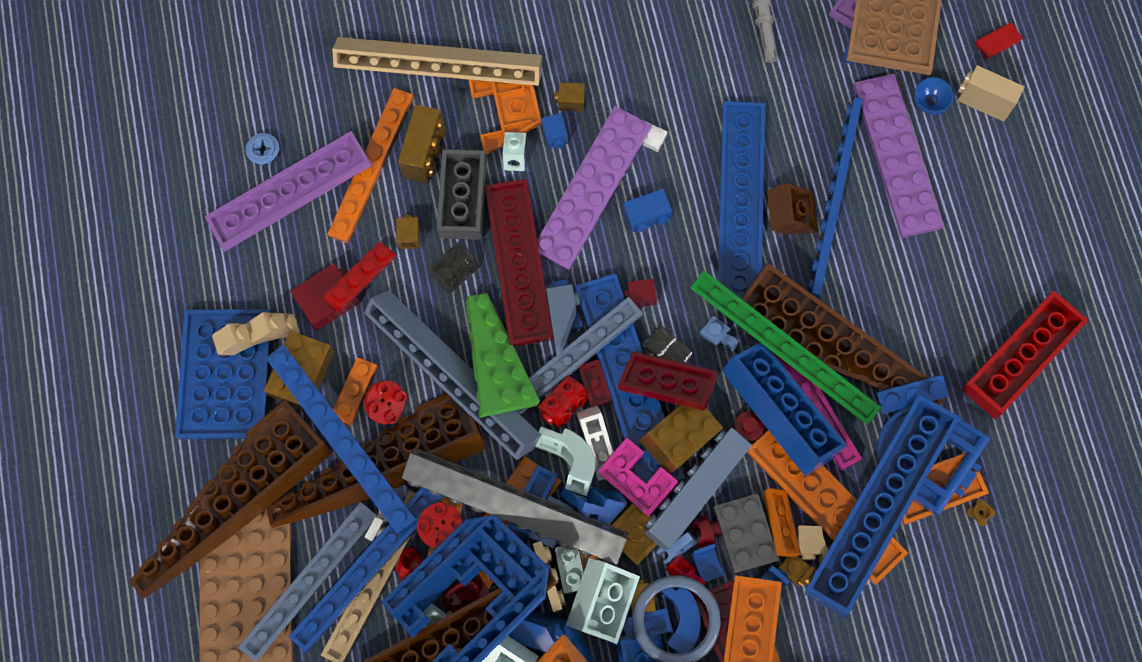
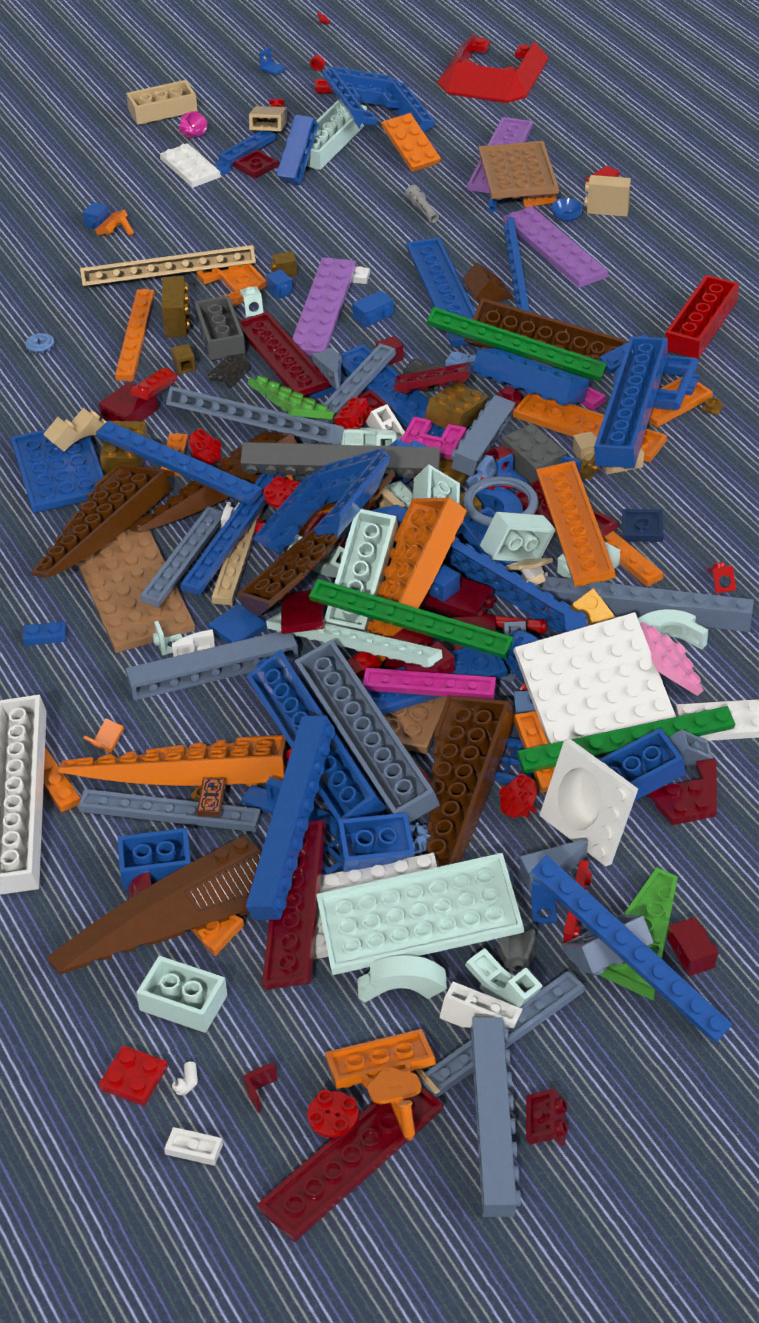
camera: 20 degrees left, 30 degrees down
(136, 642) = (44, 633): none -> blue plate
(287, 191) = (71, 356): medium lavender plate -> none
(781, 523) = (561, 440): orange plate -> none

